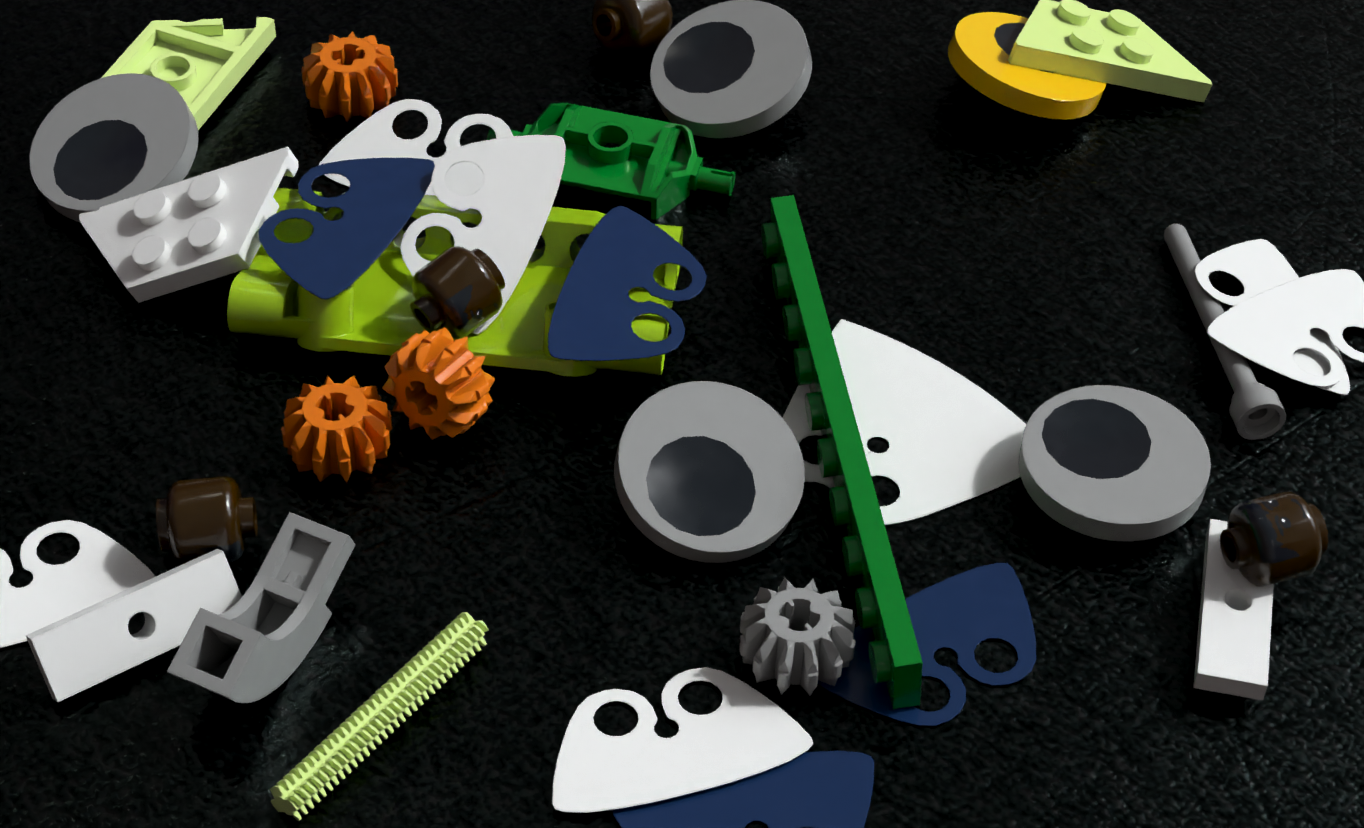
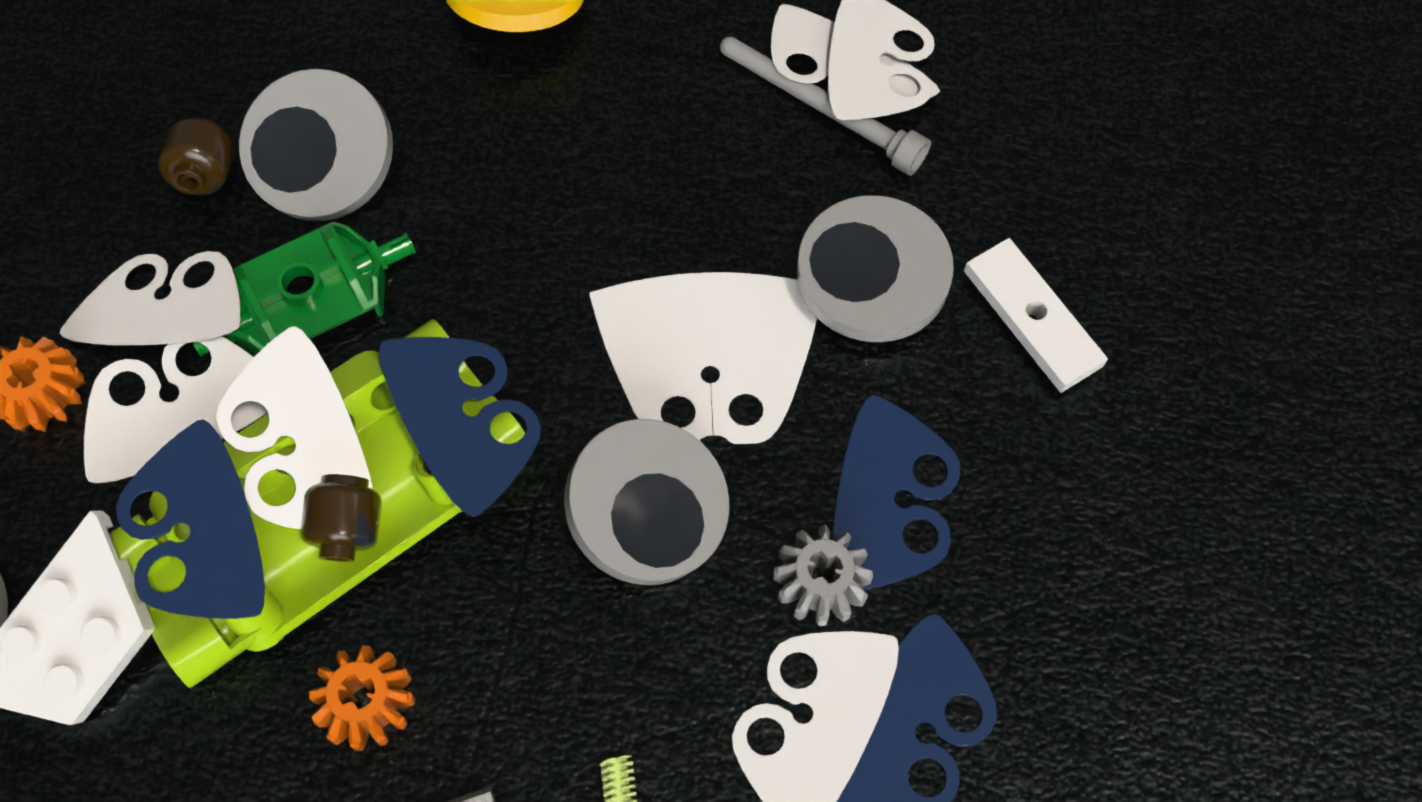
camera: 45 degrees left, 20 degrees up
(438, 383) = (403, 601): orange gear -> none
(475, 90) = (135, 317): none -> white piece
(841, 455) = (709, 407): green plate -> none
(1274, 538) = (1029, 250): dark brown head -> none

